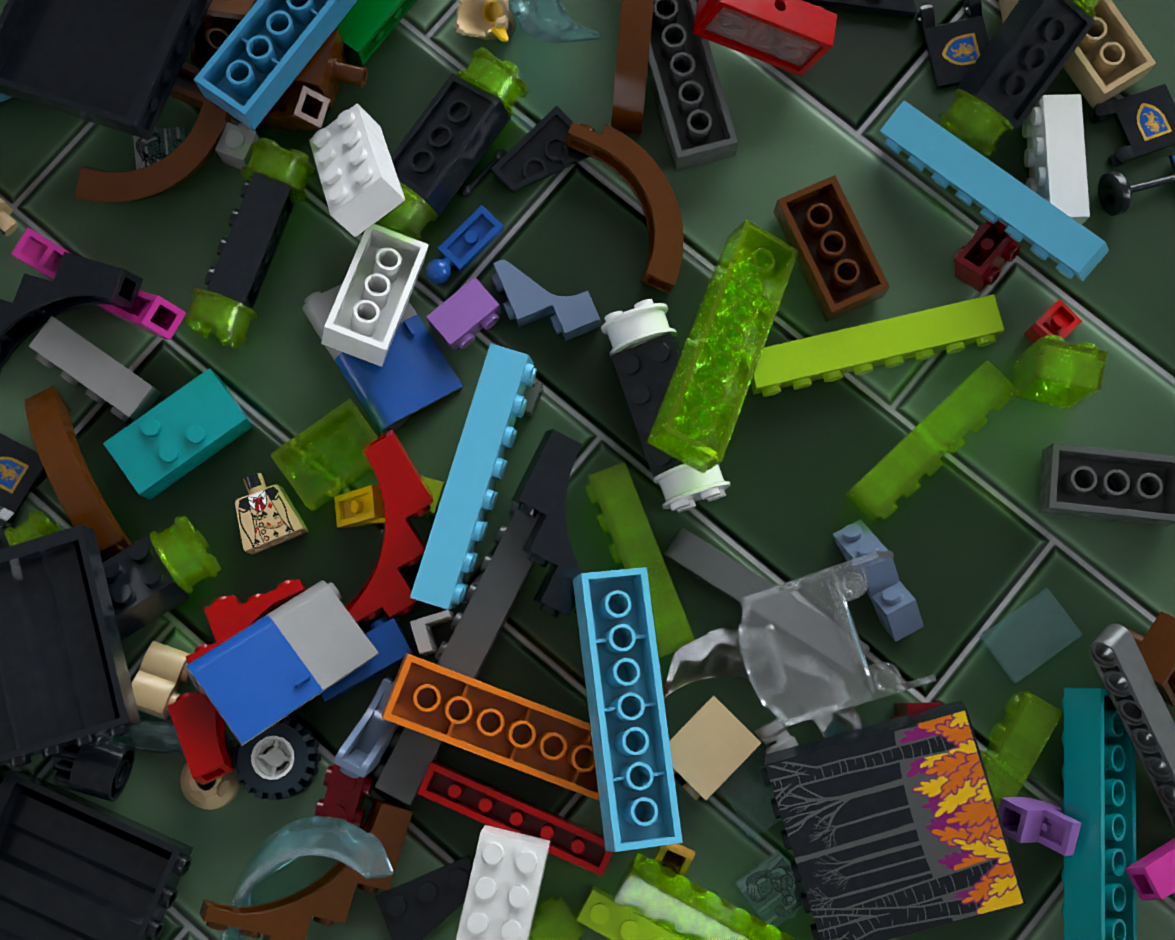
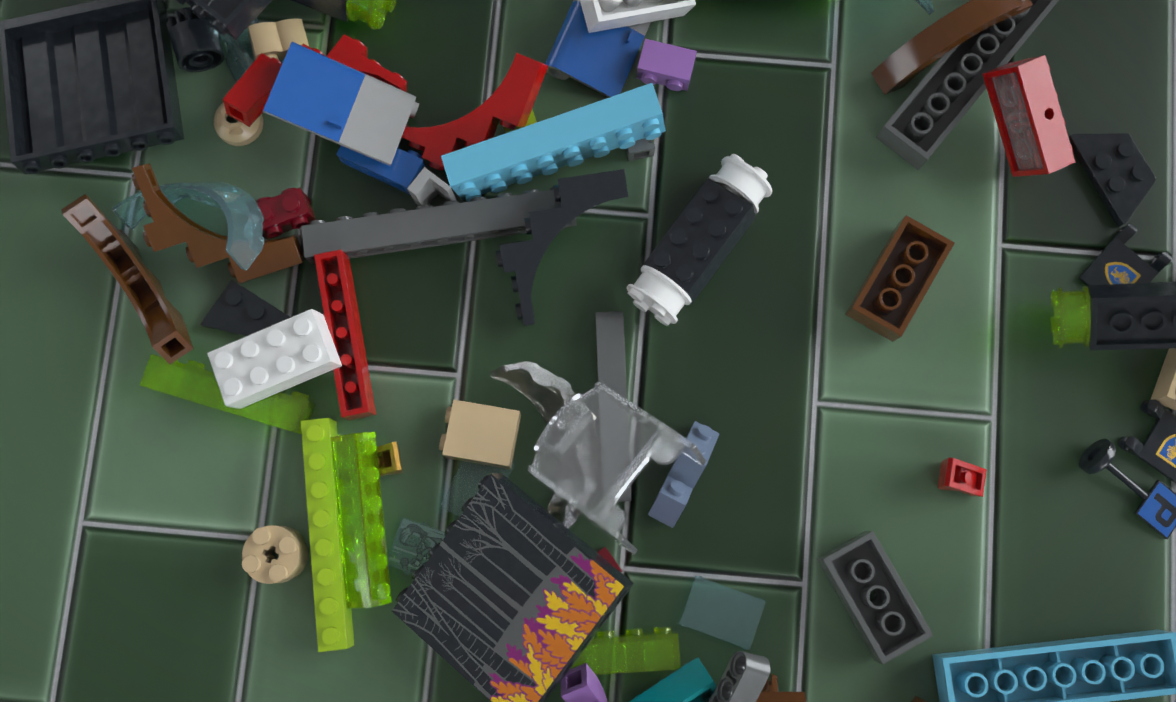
camera: 55 degrees right, 0 degrees up
(266, 516) = (435, 33): tan torso -> none
(278, 760) = (278, 152): black wheel -> none
(327, 455) = (496, 36): clear neon green brick -> none
(360, 507) = (481, 86): yellow slope -> none
(369, 738) = (330, 199): sand blue arch -> none
(464, 245) = (715, 32): blue plate -> none
(465, 190) = (797, 14): black hinge -> none
(493, 724) = (399, 293): orange brick -> none
(531, 302) = (706, 102): sand blue arch -> none
(538, 153) = (821, 38): black wing -> none
(626, 710) = (464, 351): medium azure brick -> none
(637, 548) = (581, 298): clear neon green brick -> none
(652, 192) = (854, 115): reddish brown arch -> none
(723, 348) = (769, 246): clear neon green brick -> none
(775, 737) = (521, 476): light grey wheel -> none
(877, 344) = (853, 358): lime brick -> none
(930, 440) = (812, 444): clear neon green brick -> none
(984, 255) = (981, 392): dark red brick -> none
(994, 191) = (1028, 364): medium azure brick -> none
(1058, 154) = (1084, 398): white brick -> none
(1058, 372) = (928, 499): clear neon green brick -> none

